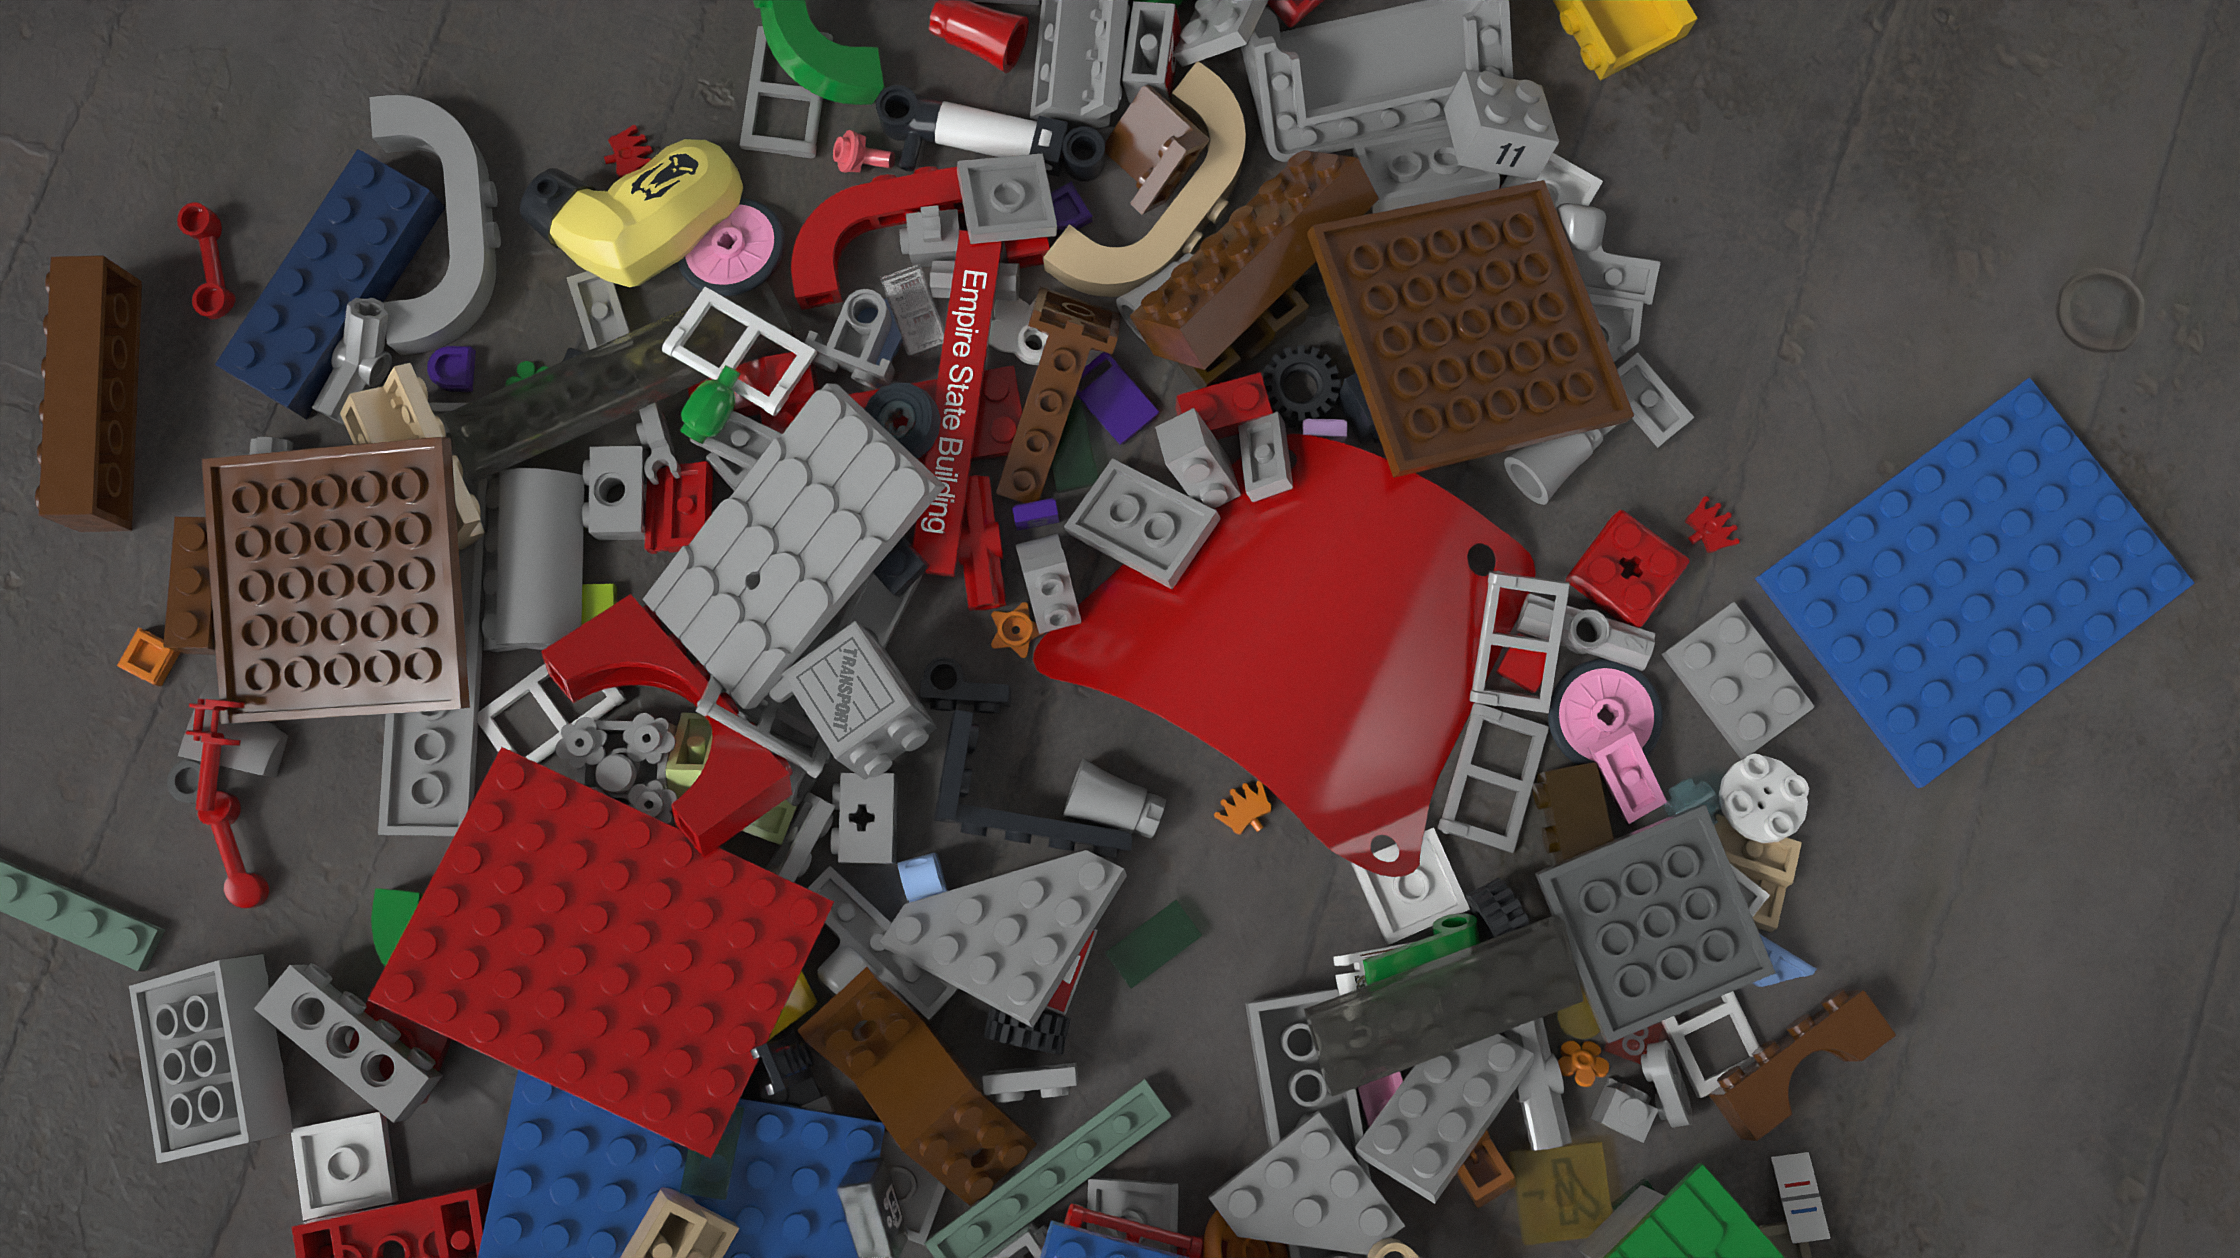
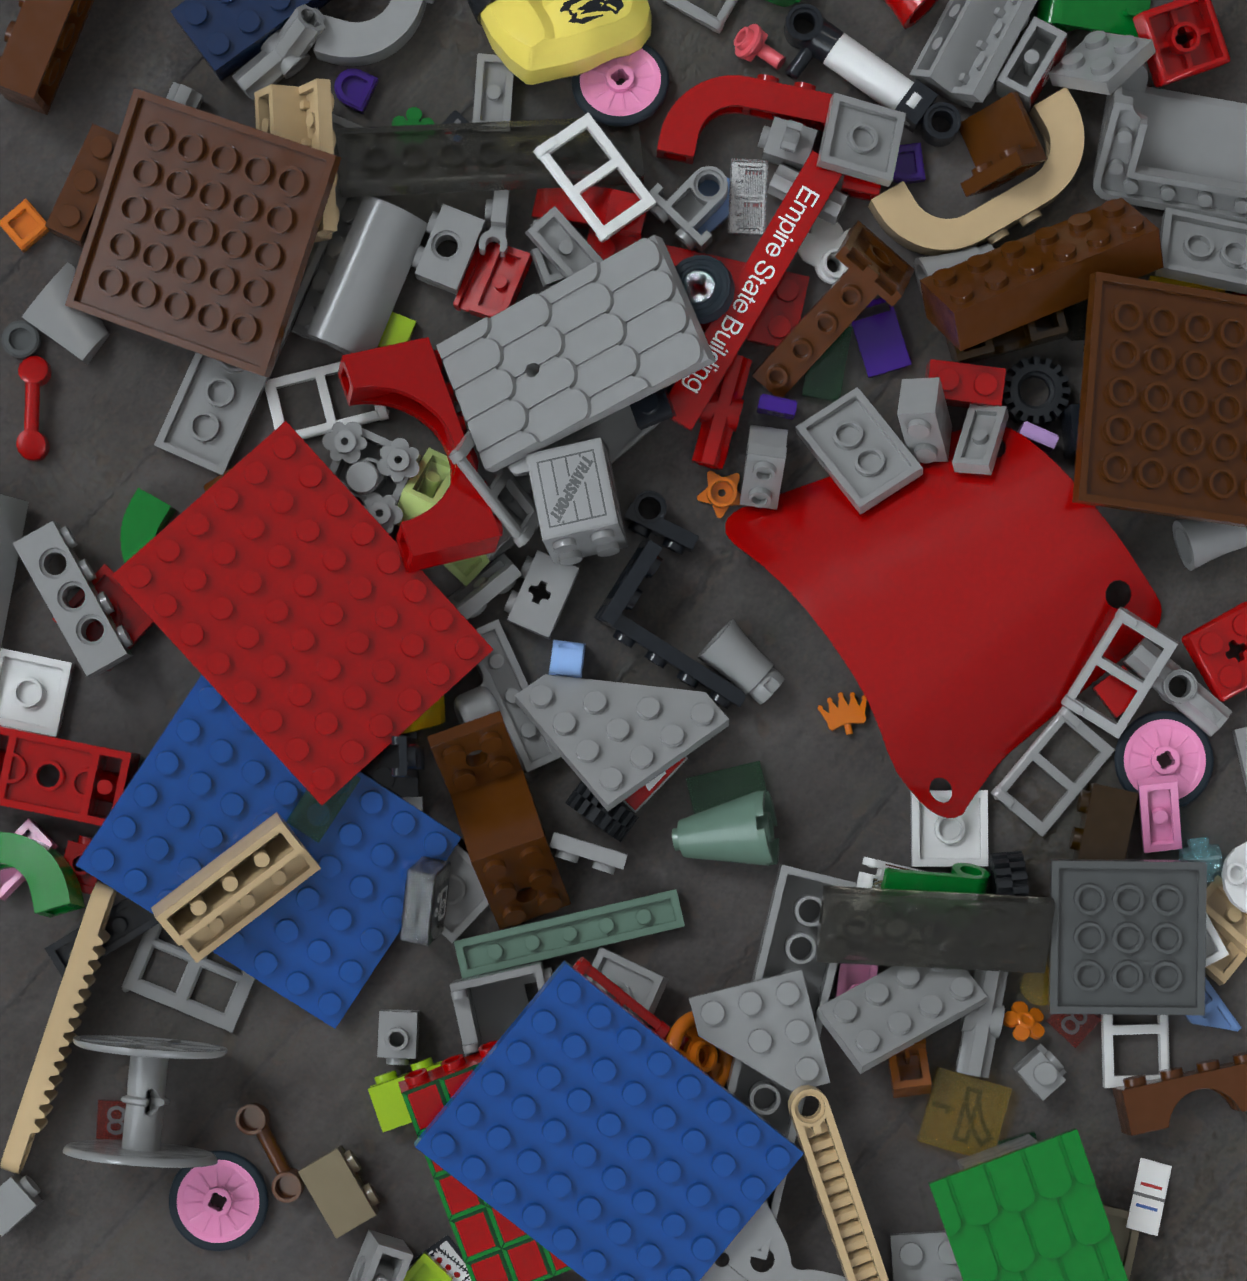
camera: 25 degrees right, 5 degrees up
(211, 748) = (51, 322): red piece -> none
(710, 406) = (554, 214): green plant -> none
(1178, 990) = (731, 832): none -> sand green cone
(1672, 1096) = (1083, 1077): light grey plate -> none

